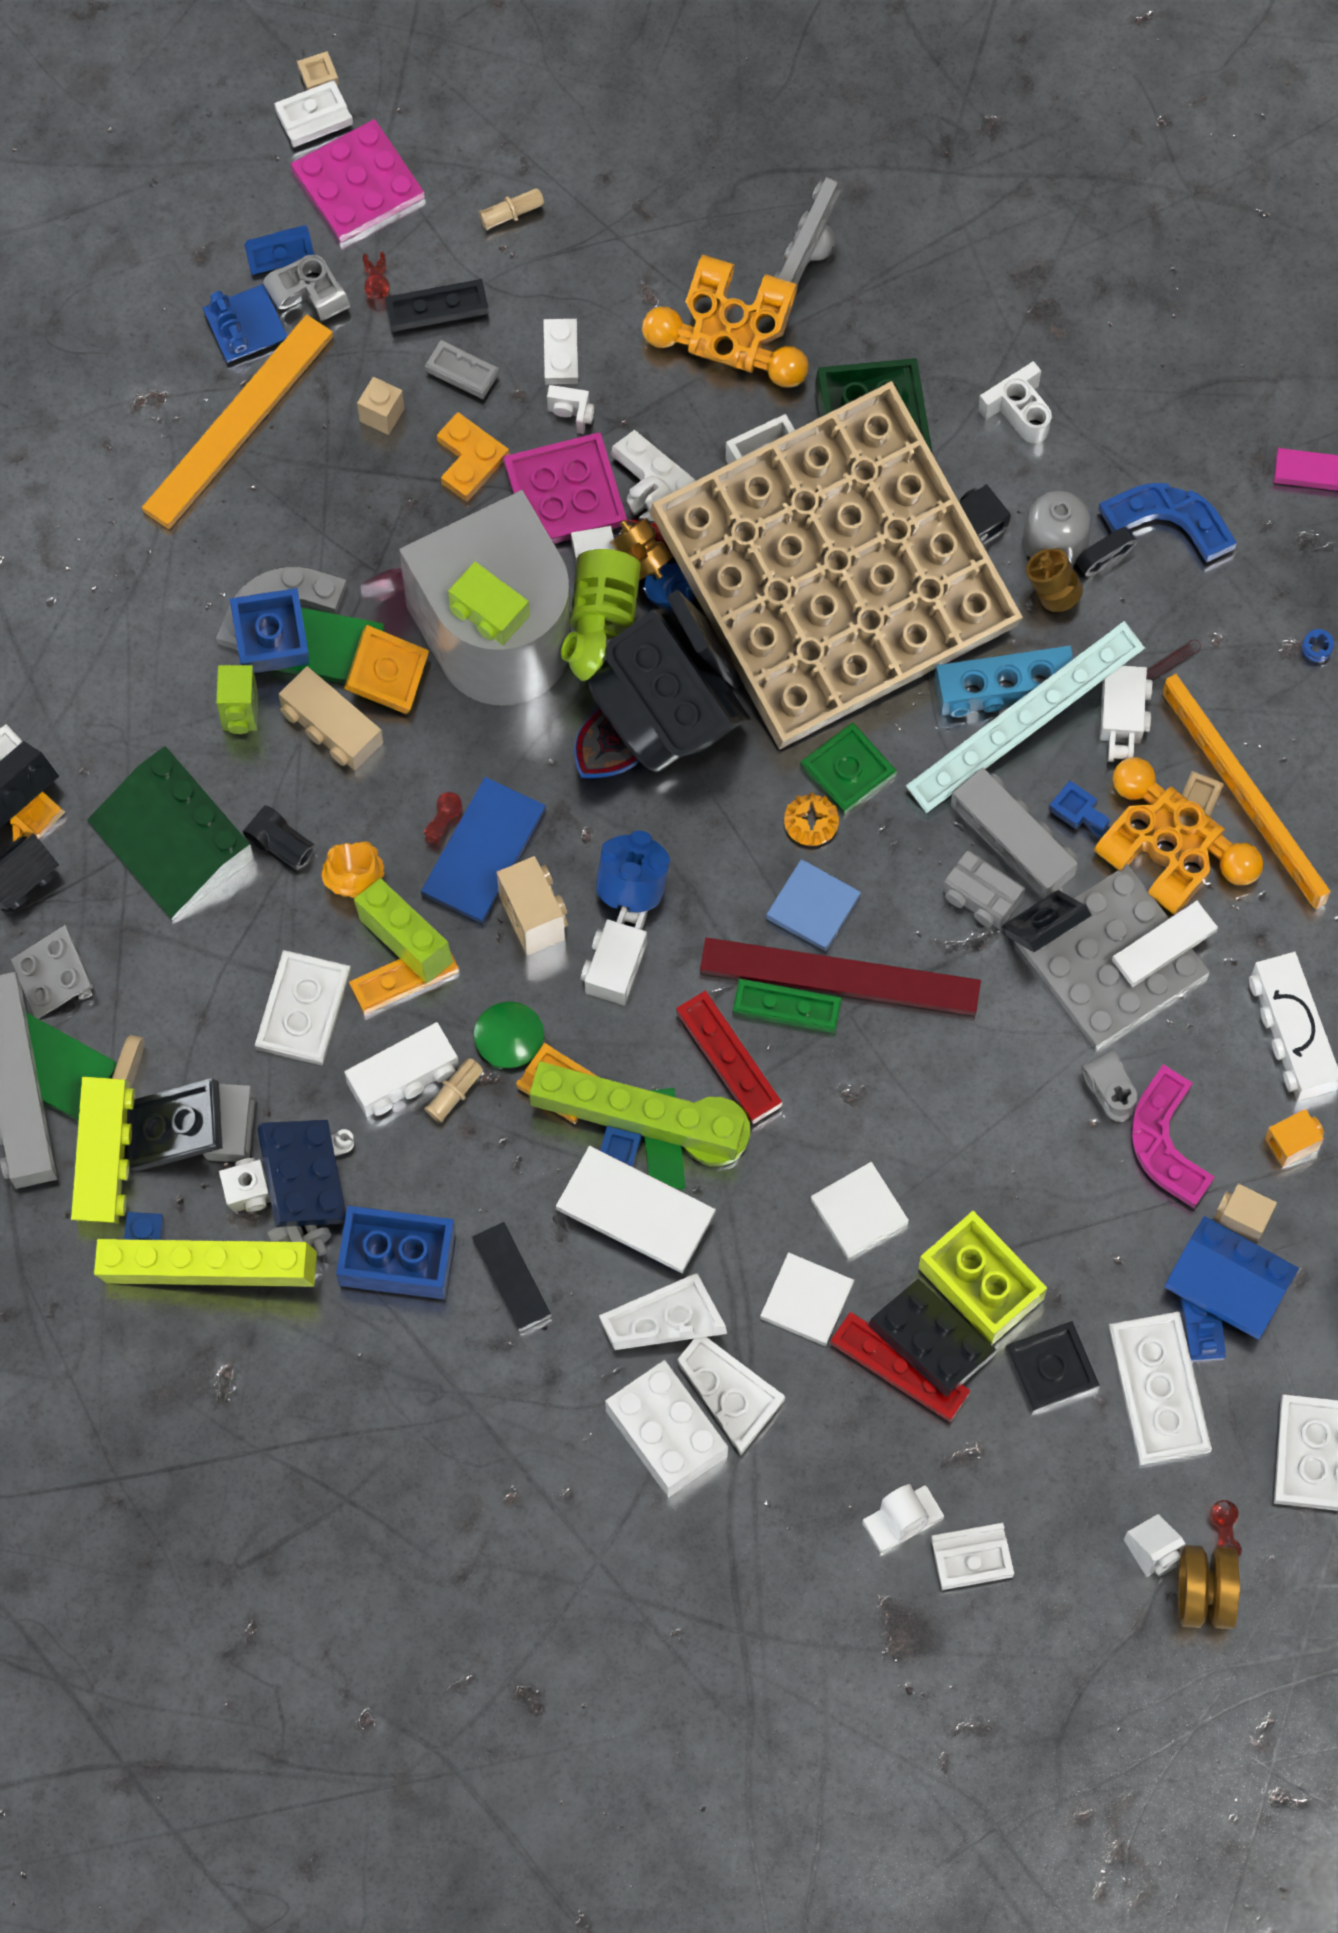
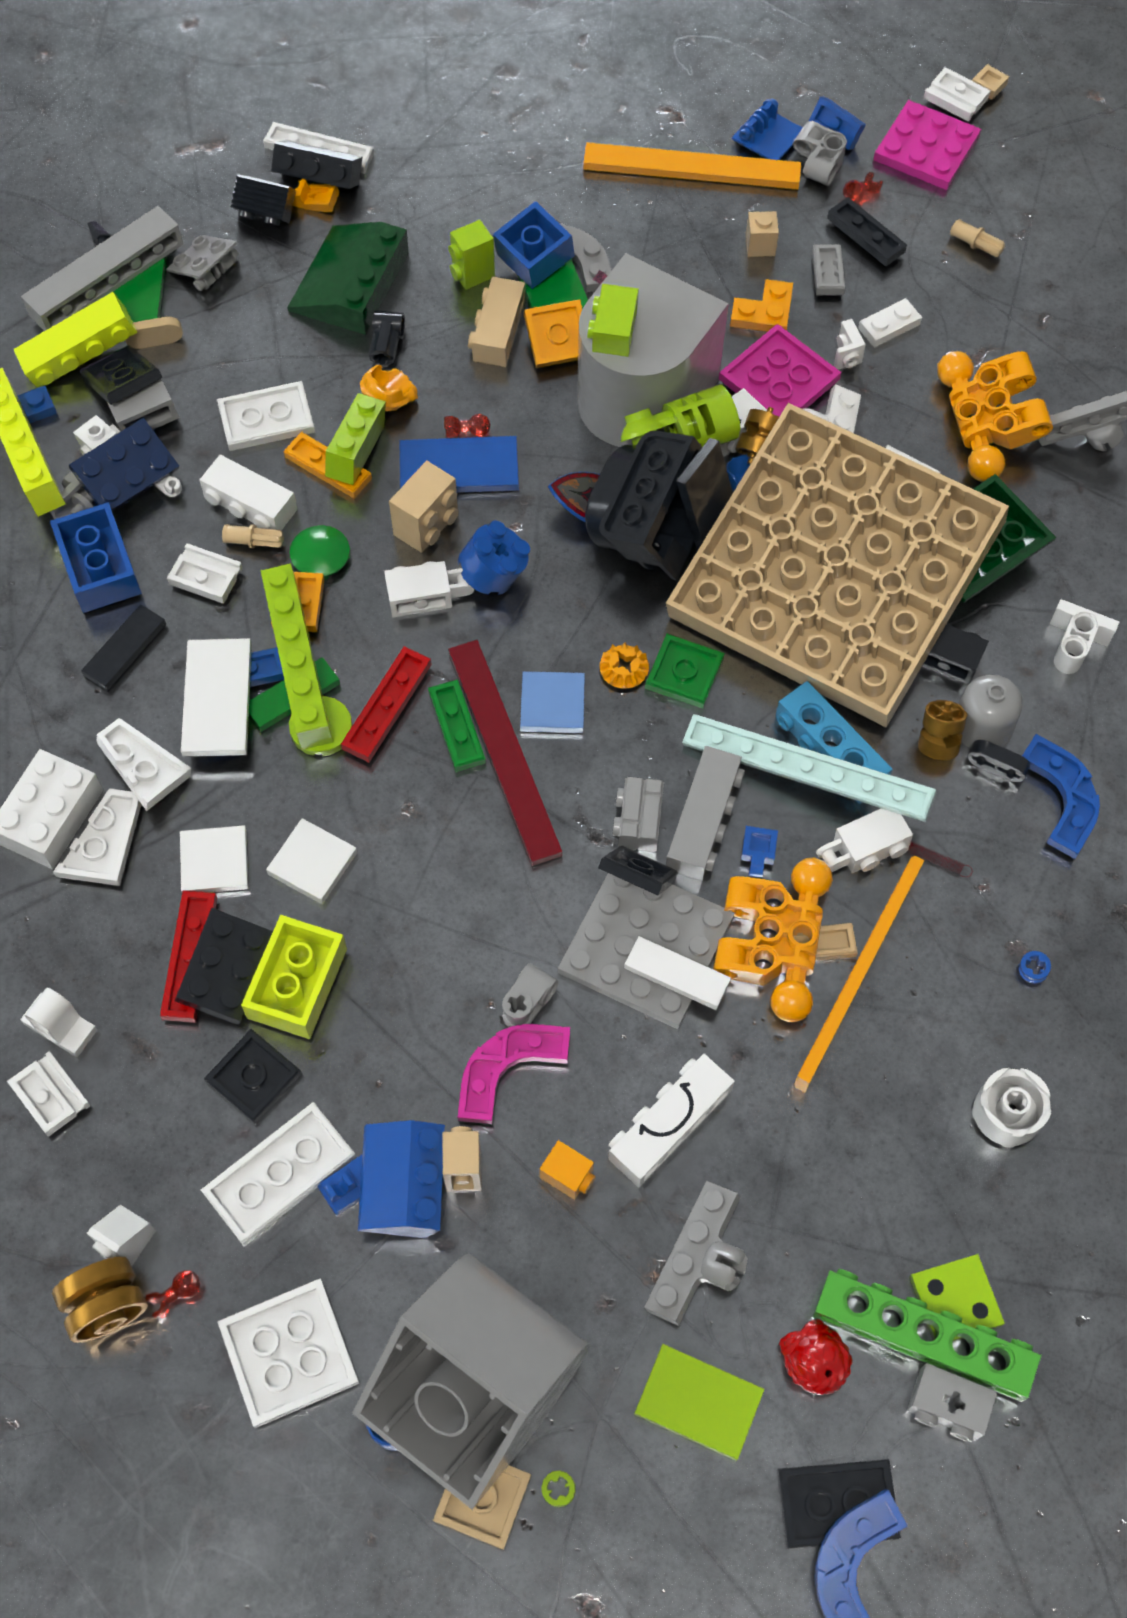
camera: 60 degrees right, 5 degrees down
(471, 1157) = (204, 573): none -> white plate

